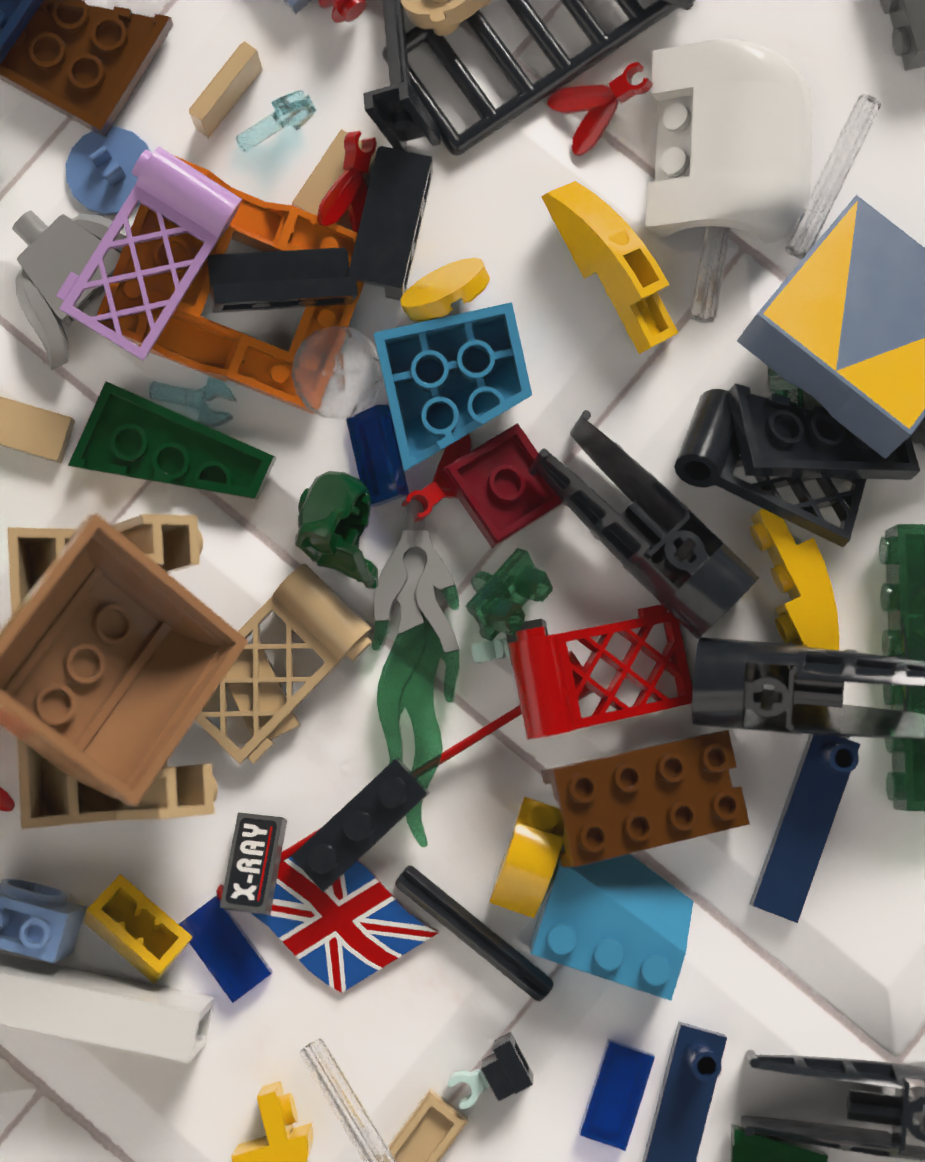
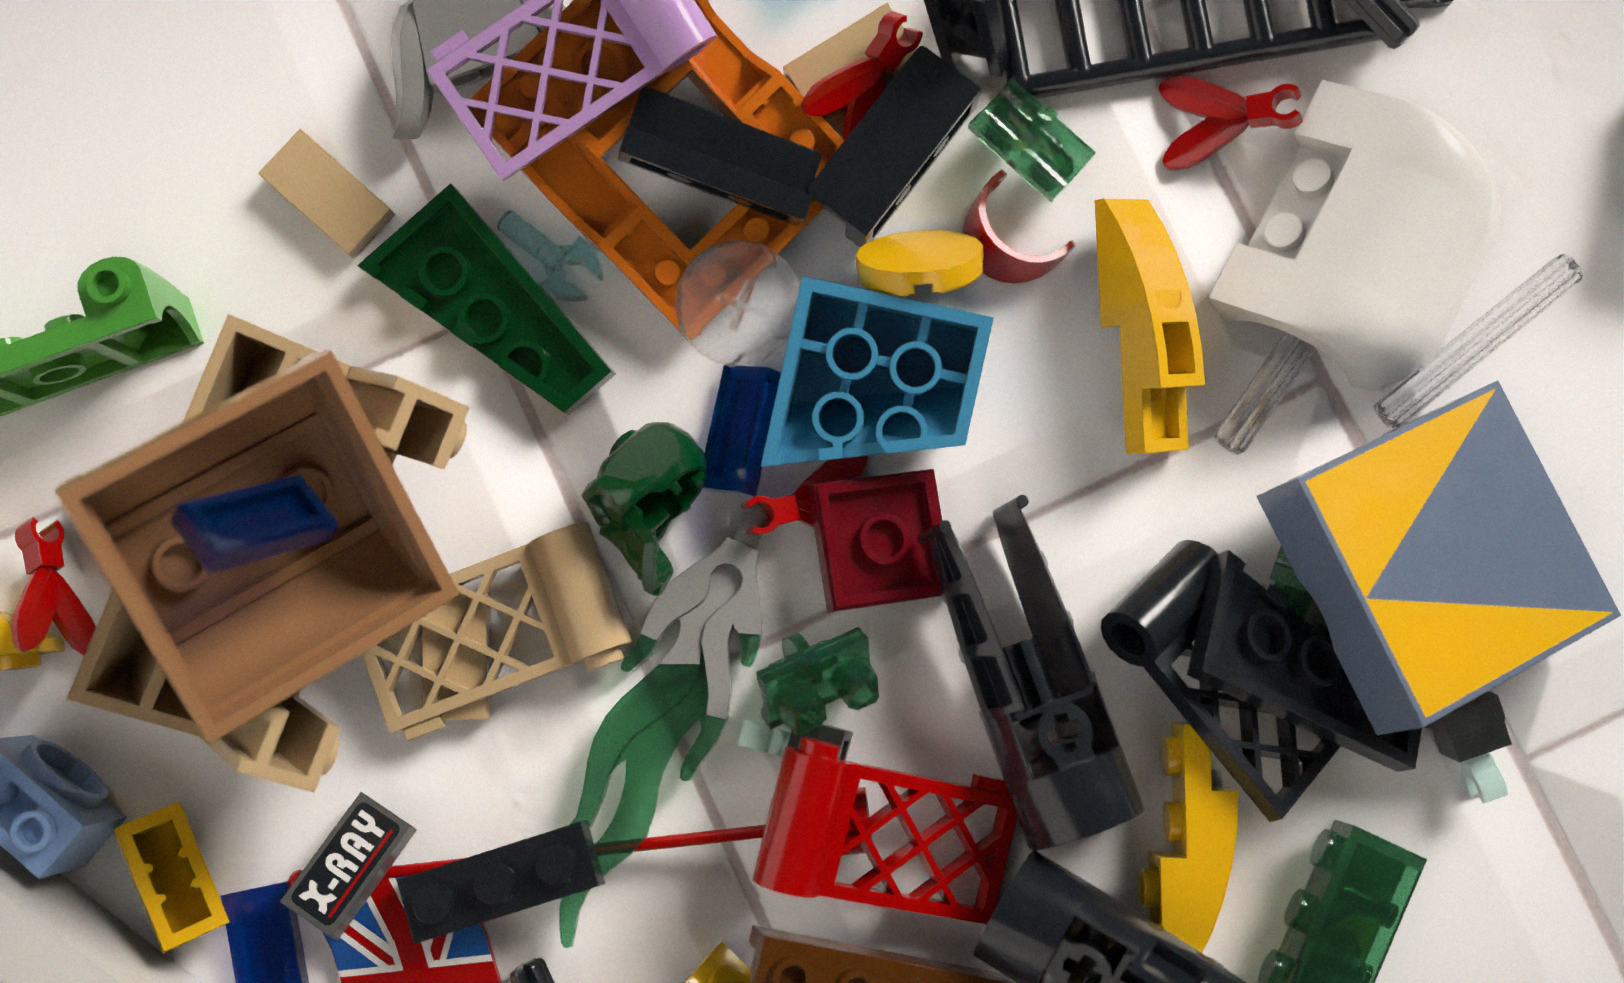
camera: 30 degrees right, 0 degrees up
(96, 649) = (253, 523): none -> clear blue tile
(480, 176) = (1031, 140): none -> clear green hips
(499, 266) = (1000, 260): none -> red helmet

